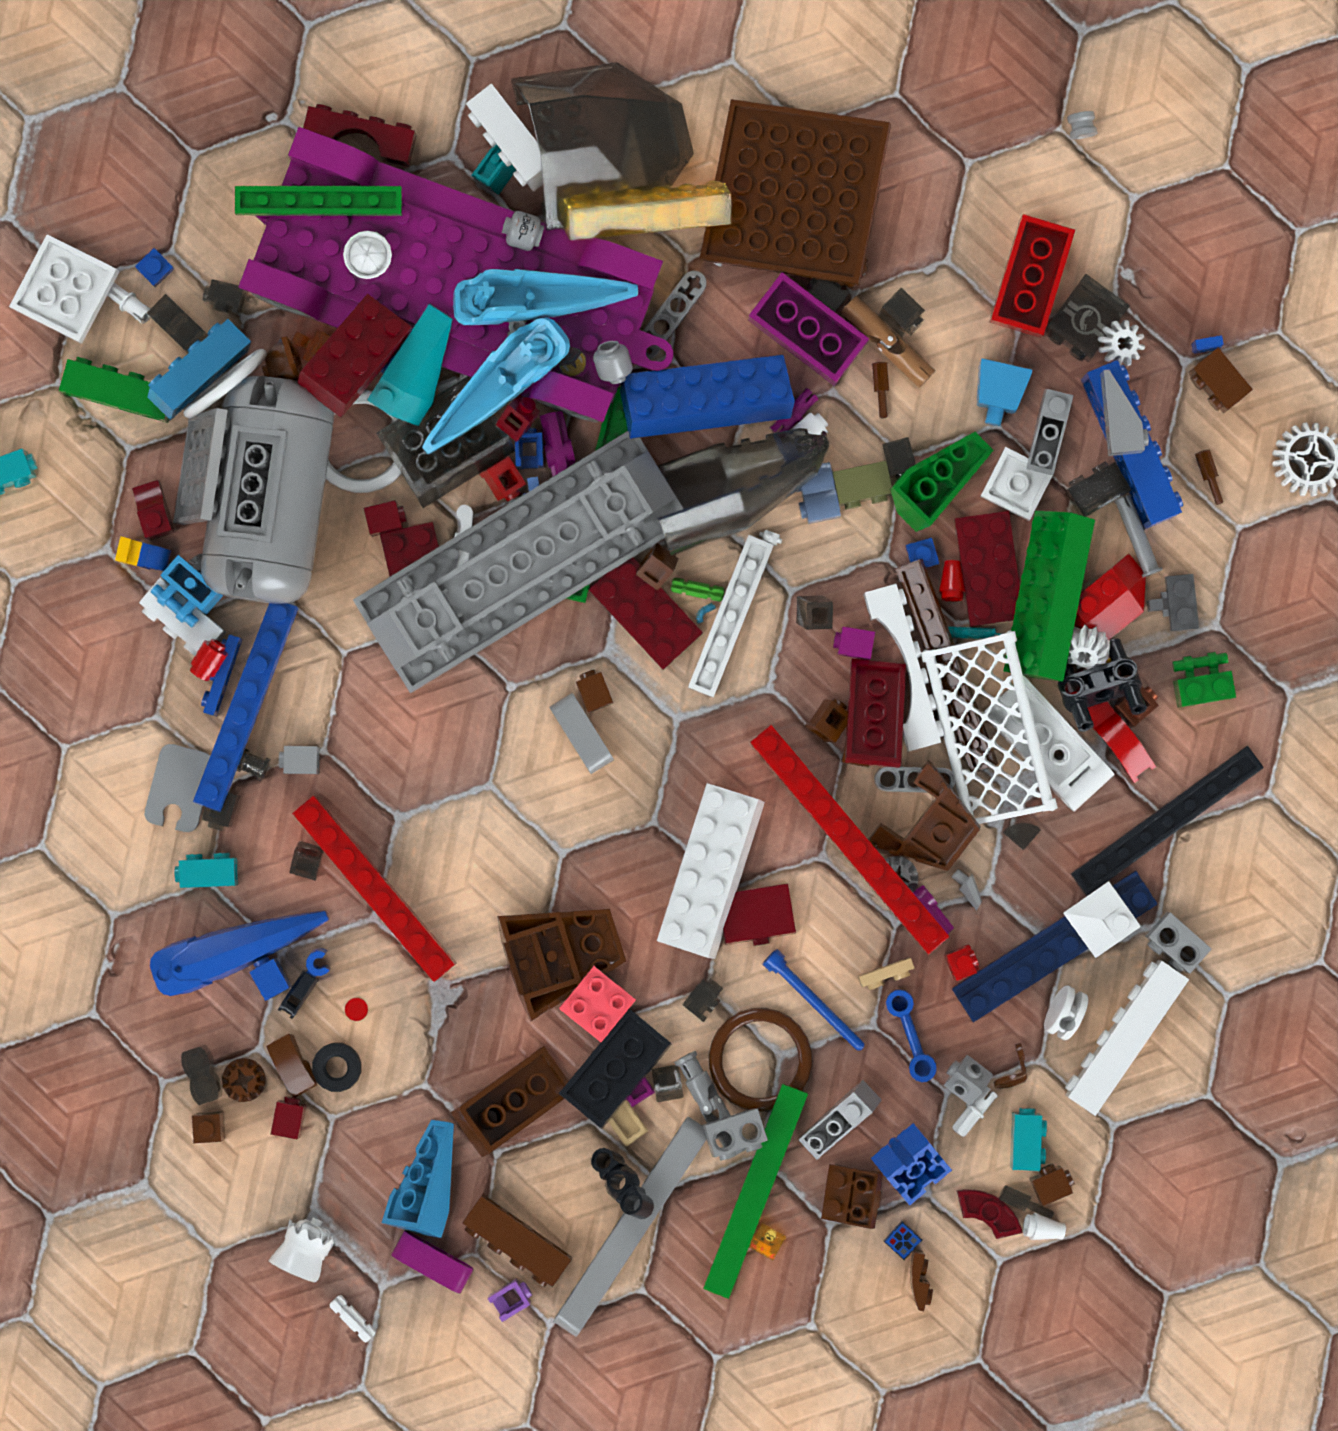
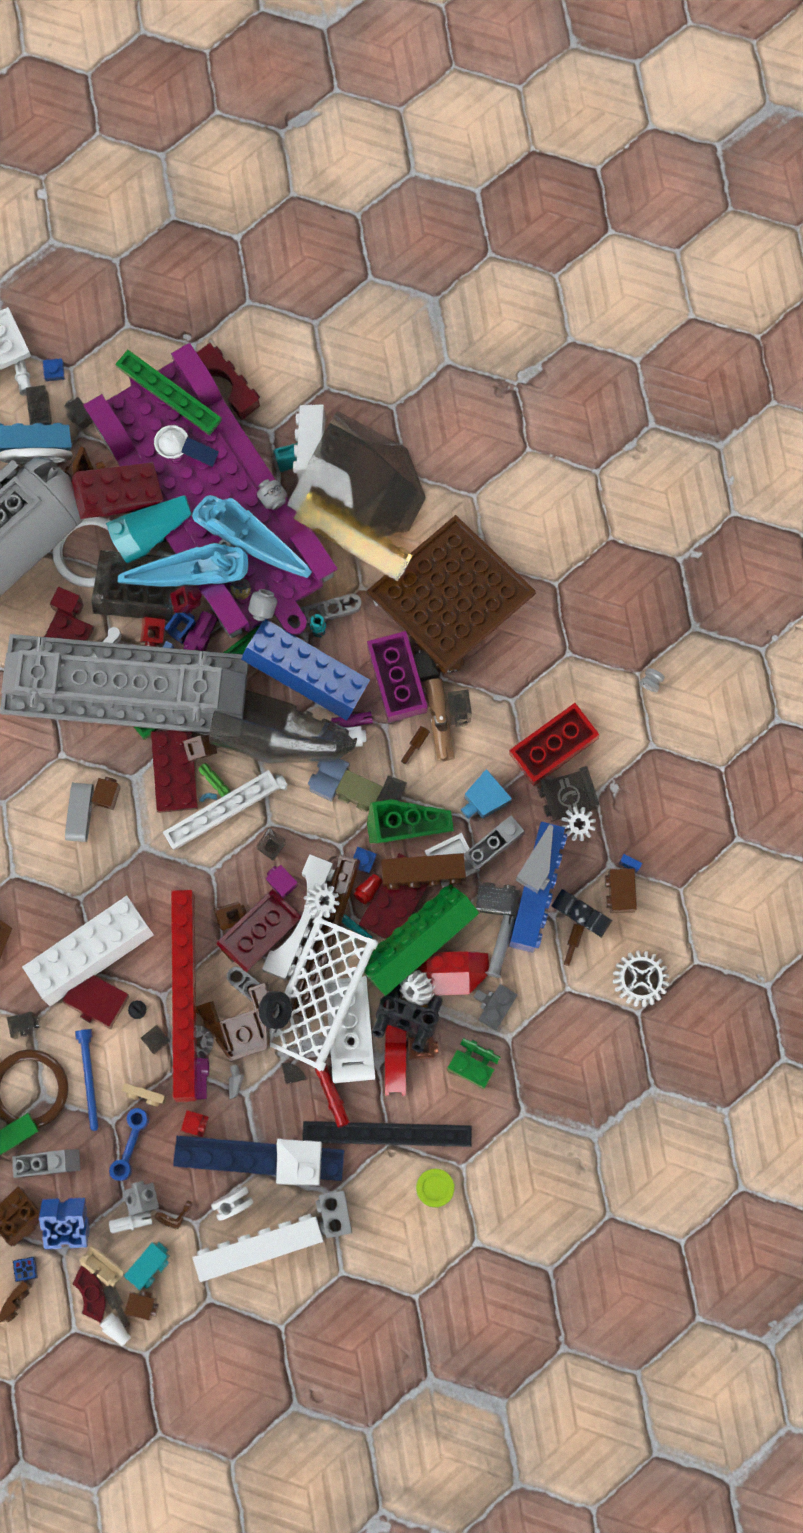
camera: 40 degrees right, 10 degrees down
(406, 242) = (199, 451): none -> dark blue sticker
(676, 332) = (318, 625): none -> teal pin
(807, 892) = (137, 1009): none -> black piece
(851, 908) = (155, 1039): none -> clear smoke plate
(908, 629) = (329, 900): none -> white gear
(967, 776) = (265, 1010): none -> black tyre
(969, 1177) = (108, 1271): none -> tan hinge
(998, 518) = (423, 870): none -> reddish brown brick
(1085, 827) = (333, 1099): none -> red pin
(1197, 436) = (581, 913): none -> black piece
(1258, 837) = (435, 1188): none -> lime piece

